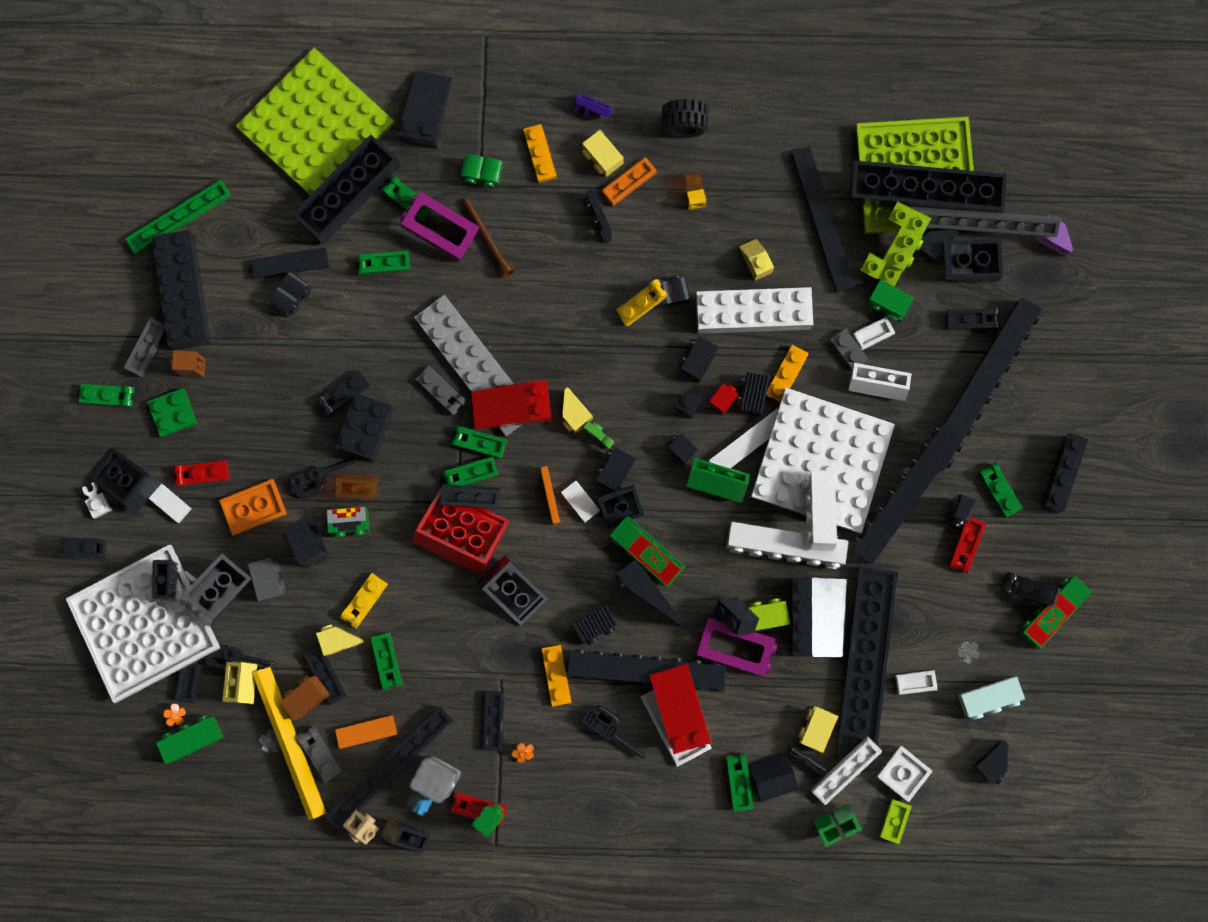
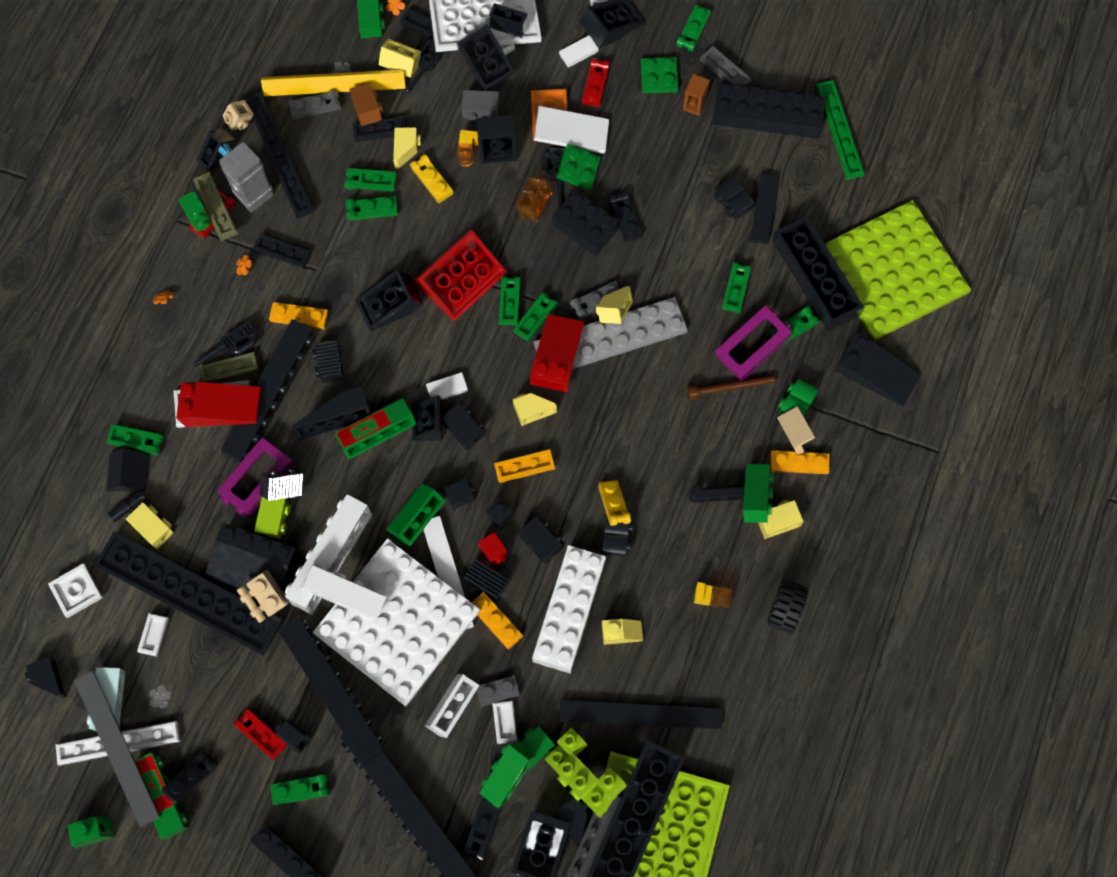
camera: 110 degrees right, 10 degrees down
(265, 477) = (573, 128): none -> white tile
(305, 456) = (578, 167): none -> green plate
(326, 575) = (465, 148): none -> leg
(348, 521) = (506, 184): brick -> none
(366, 732) = (317, 146): orange tile -> none
(416, 647) = (371, 208): none -> green plate
(445, 368) = (615, 306): none -> light yellow slope
(469, 496) = (488, 291): black plate -> none
(471, 806) = (215, 206): none -> olive tile
(513, 161) = (796, 429): none -> tan panel
(550, 495) = (461, 361): orange tile -> none
(584, 820) = (162, 297): none -> orange plant
(588, 176) = (757, 493): none -> green brick
(596, 431) = (504, 421): bright green plate -> none
(600, 108) = (832, 527): dark purple plate -> none
(629, 181) = (743, 537): orange tile -> none
(633, 399) = (524, 466): none -> light orange plate
(634, 721) = (229, 368): none -> olive tile
(842, 817) = (60, 502): green piece -> none
(844, 585) = (267, 594): none -> tan brick
(846, 770) = (101, 536): white tile -> none
(895, 821) = (37, 566): lime plate -> none
(921, 310) = (507, 773): none -> green brick
(1023, 670) = (136, 739): none -> white tile
(1033, 664) = (117, 749): none -> dark grey tile
(1110, 659) = (89, 831): none -> green torso

